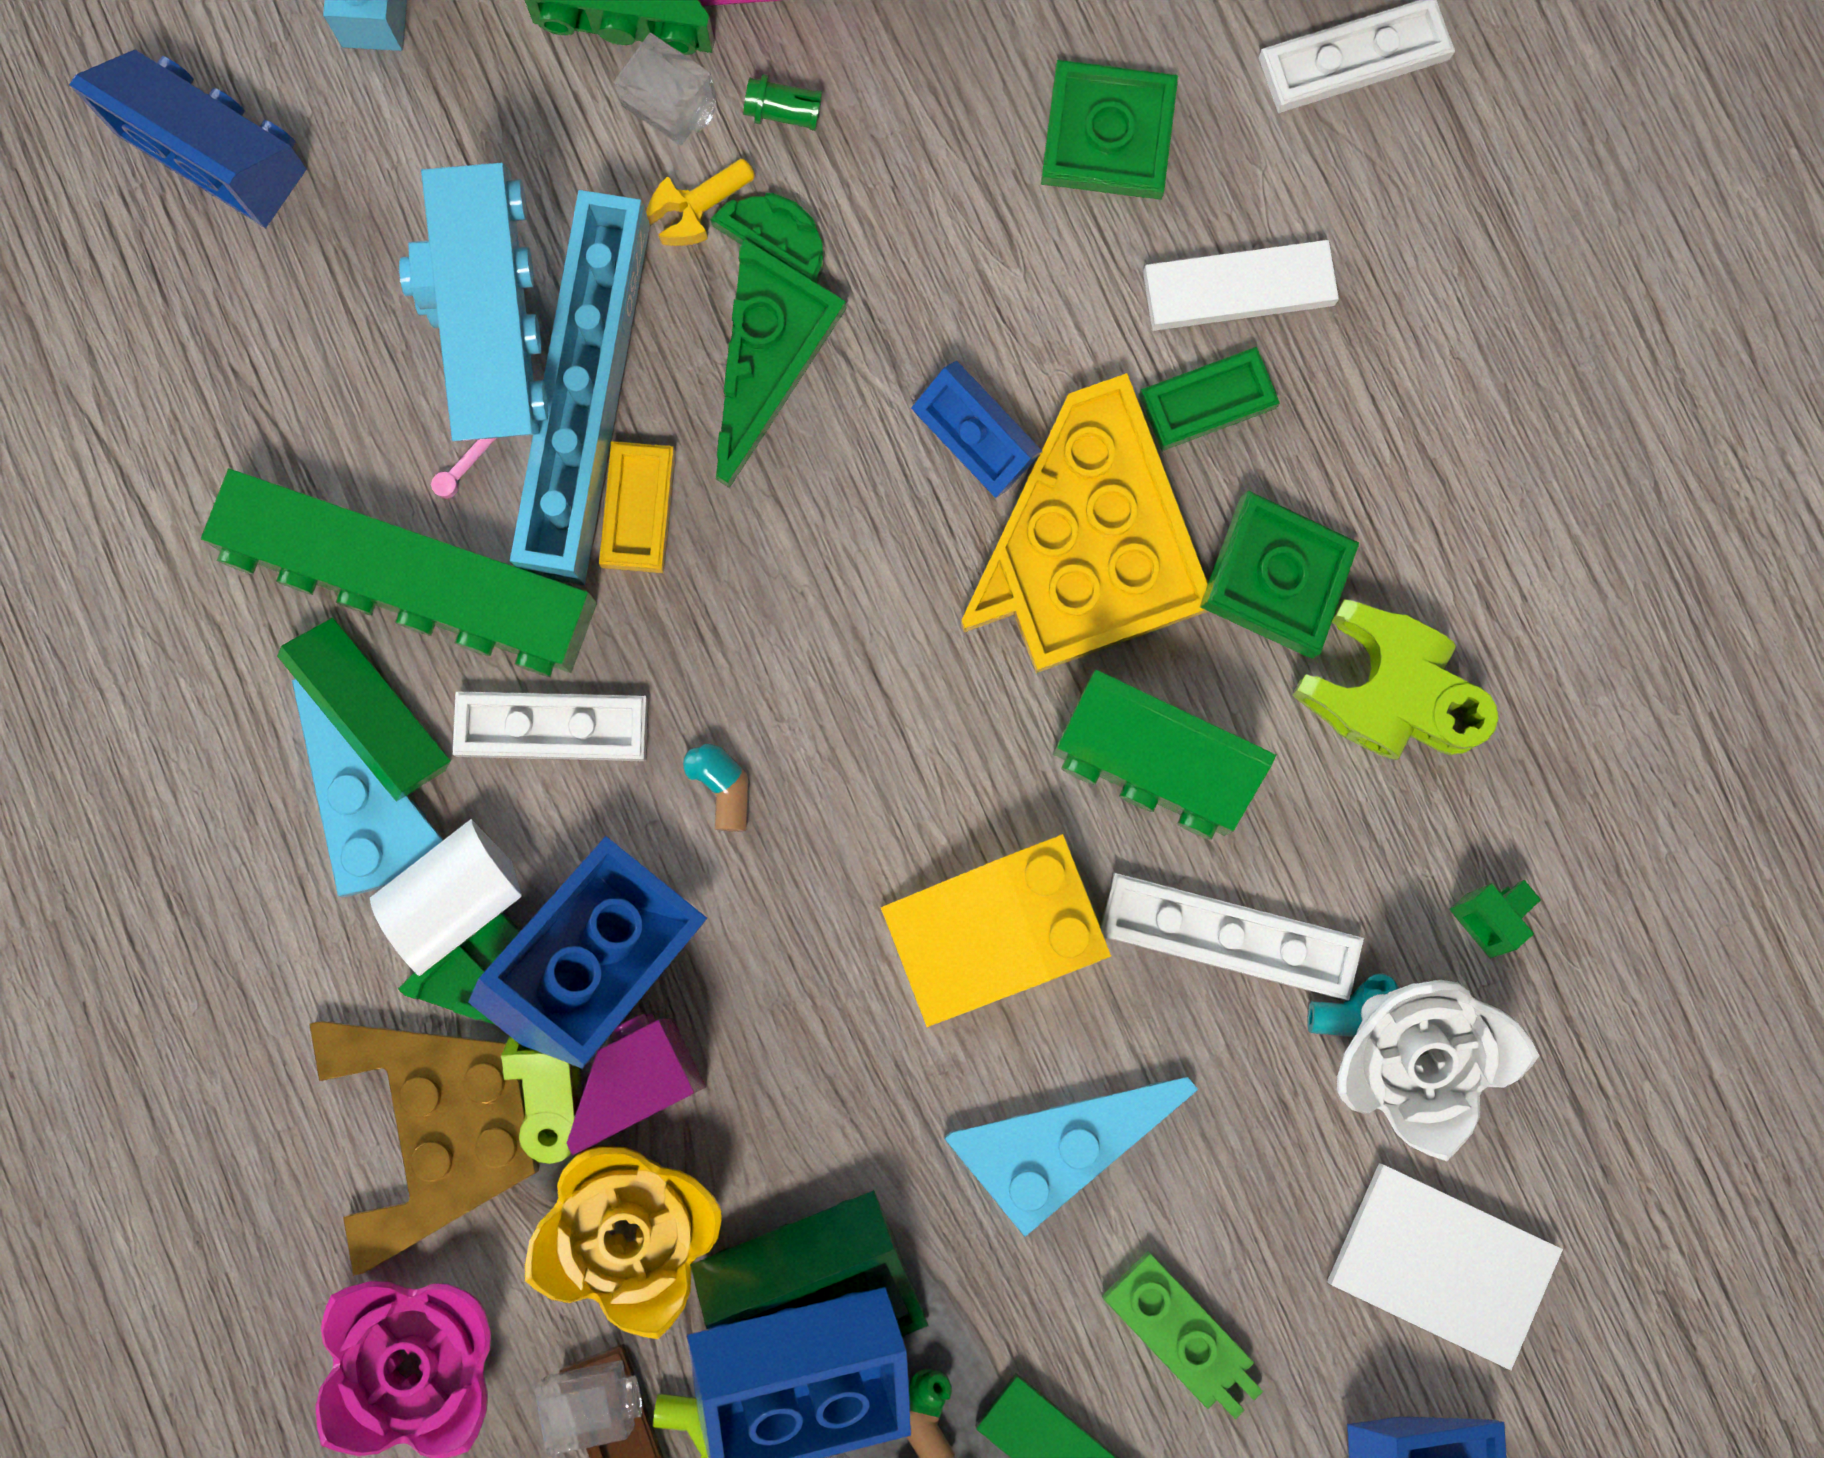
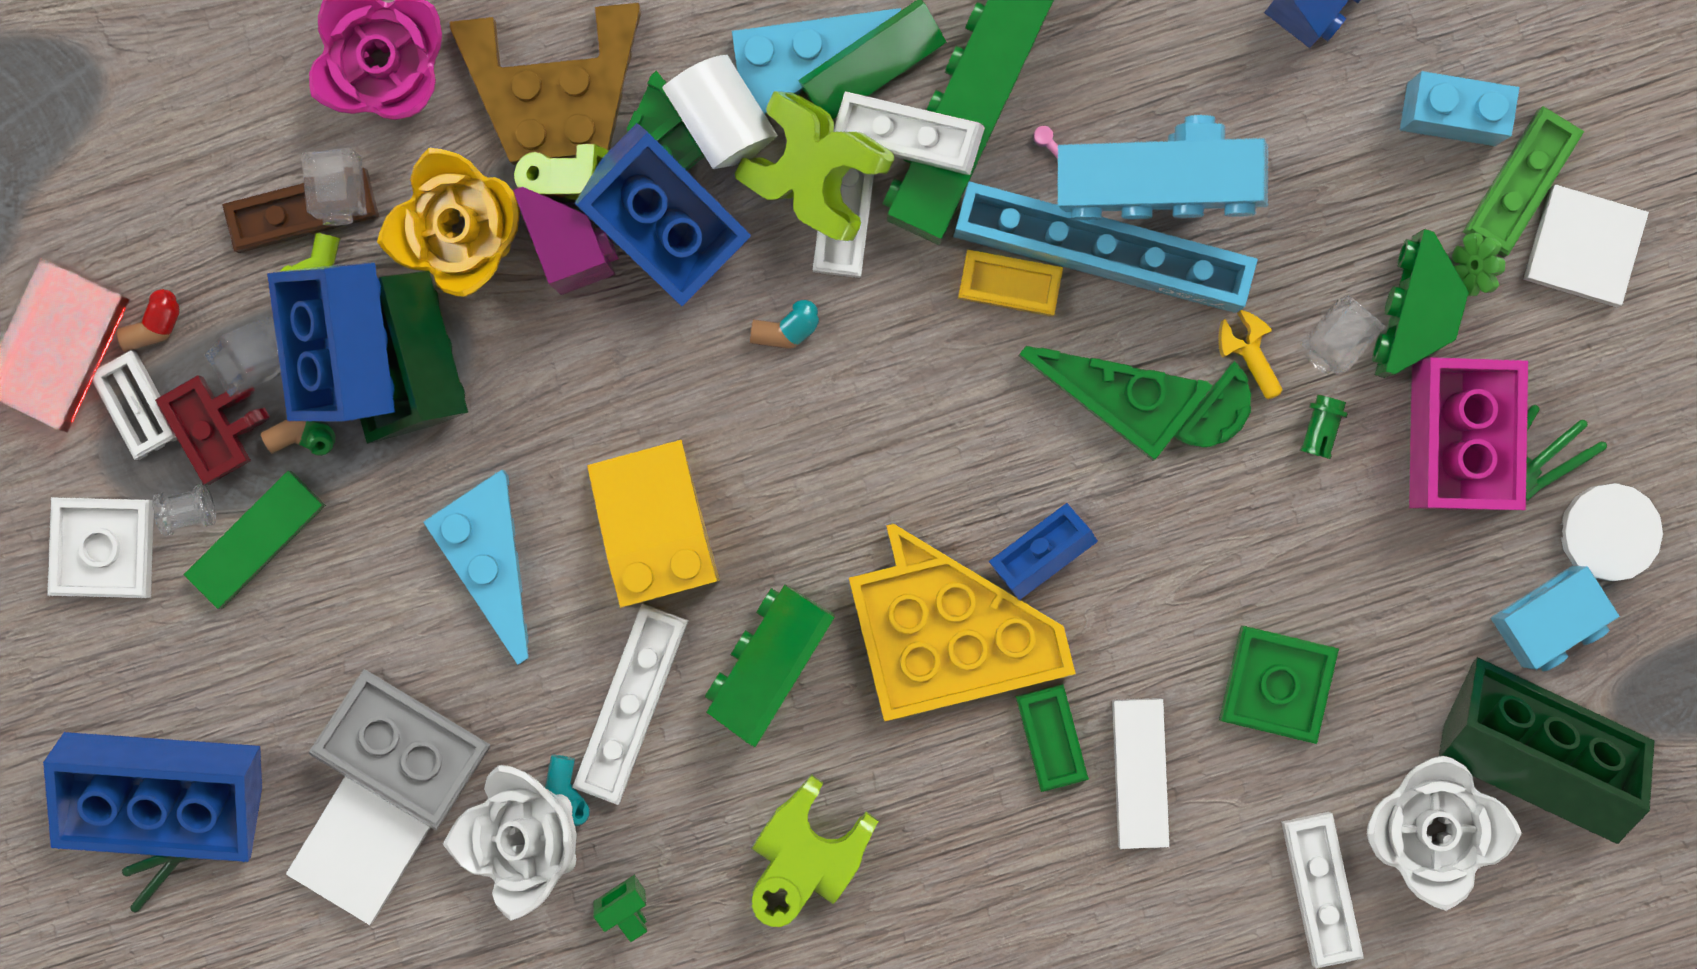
camera: 95 degrees right, 5 degrees up
(453, 647) = (913, 132): none -> white tile
(506, 765) = (814, 166): none -> lime piece
(1181, 1334) = (339, 631): bright green hinge -> none
(1280, 575) = (904, 774): green tile -> none
(1328, 1234) = (399, 749): none -> light grey tile

